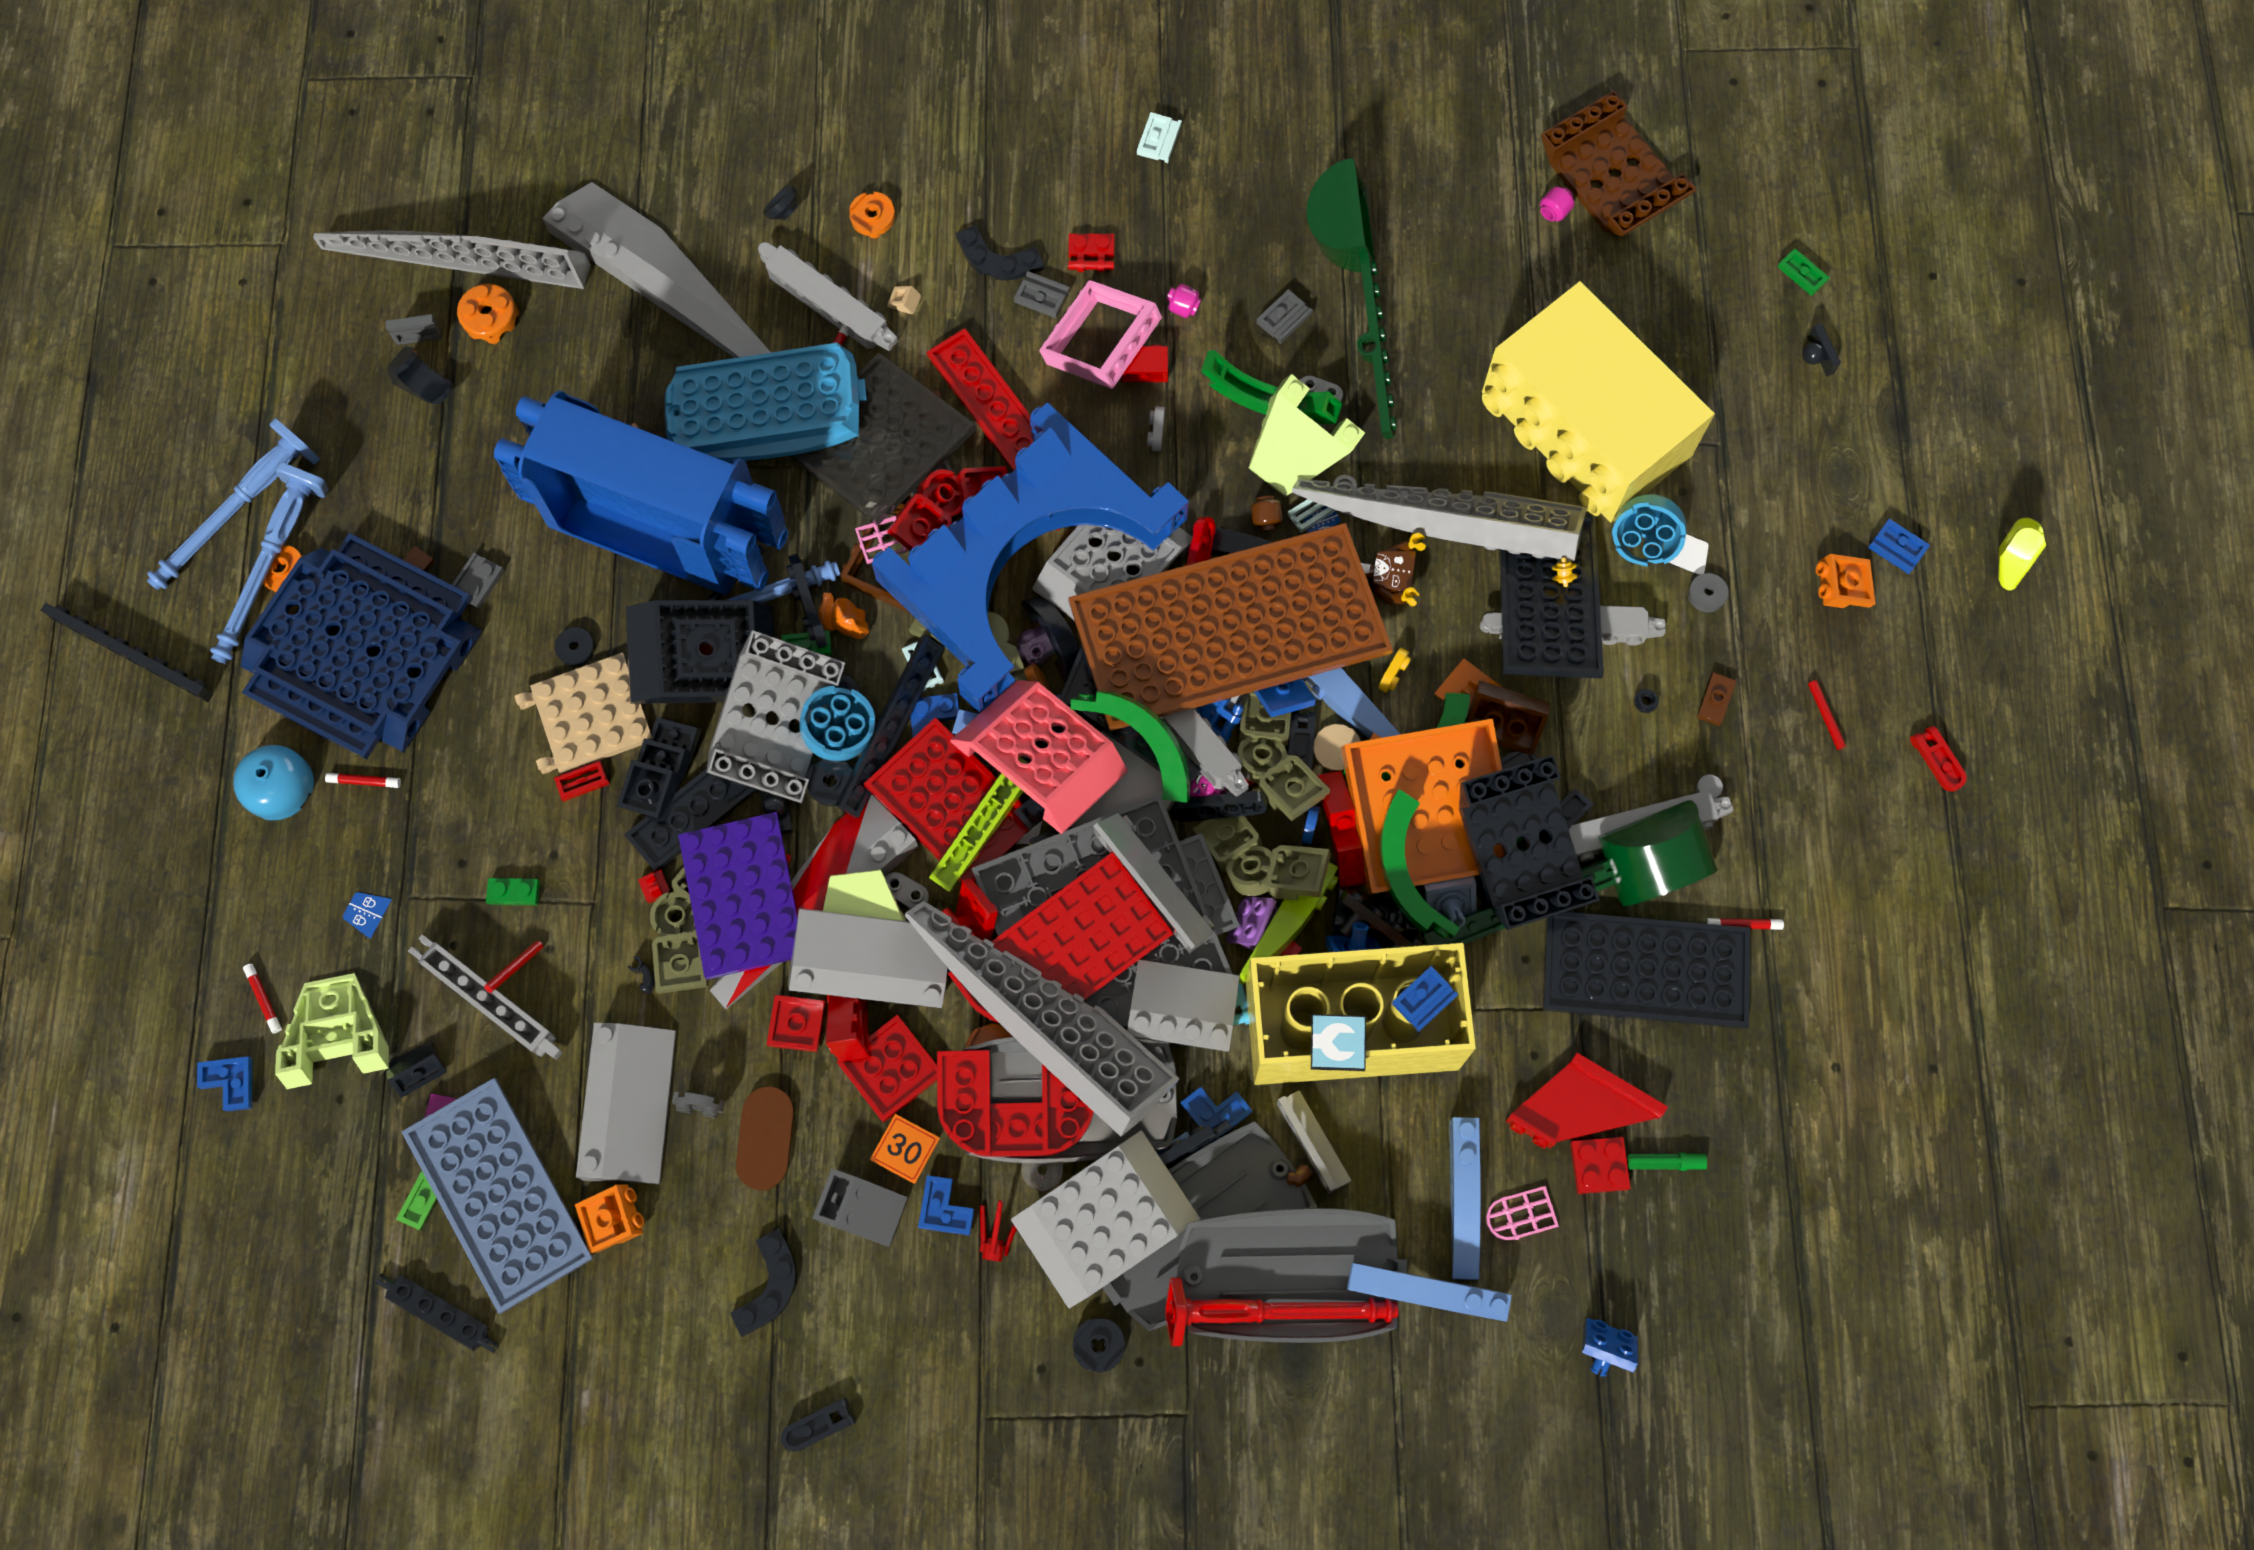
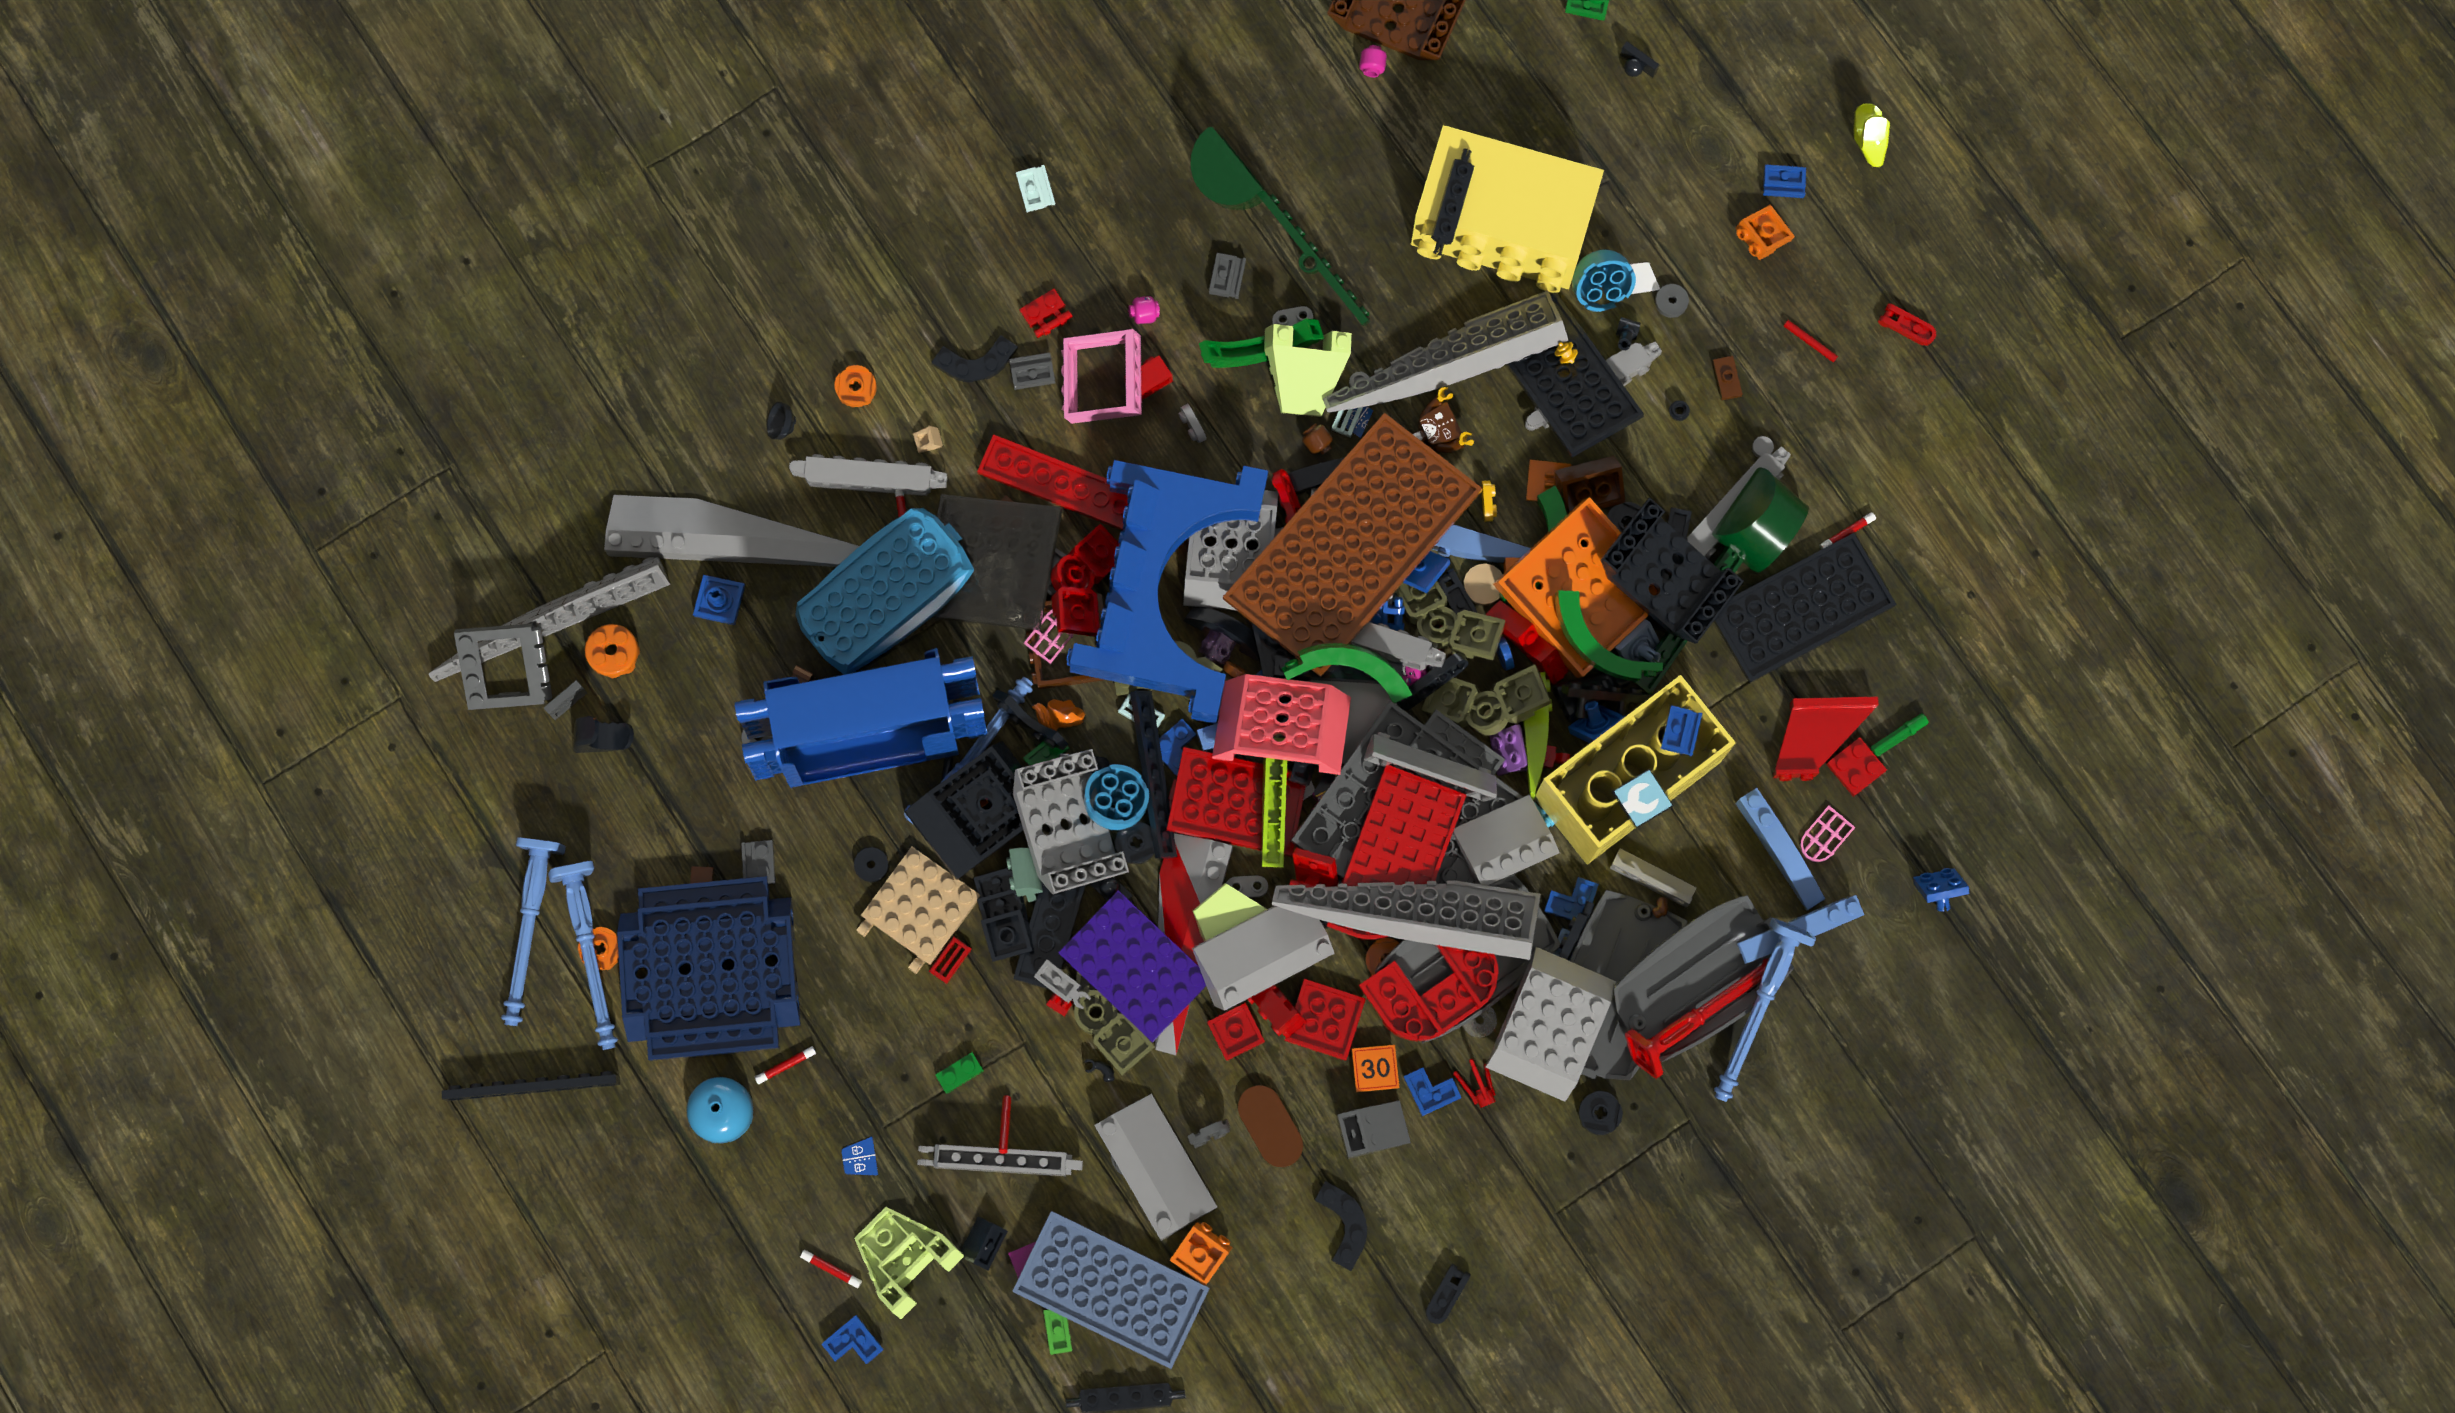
camera: 35 degrees left, 5 degrees up
(348, 261) = (472, 672): none -> dark grey hinge
(614, 326) = (719, 600): none -> blue plate
(660, 866) = (1060, 983): none -> light grey plate
(697, 739) = (1024, 874): none -> sand green brick
(1369, 1318) = (1770, 983): none -> medium blue piece
(1540, 355) = (1452, 202): none -> black plate
(1641, 593) = (1627, 331): none -> black pin

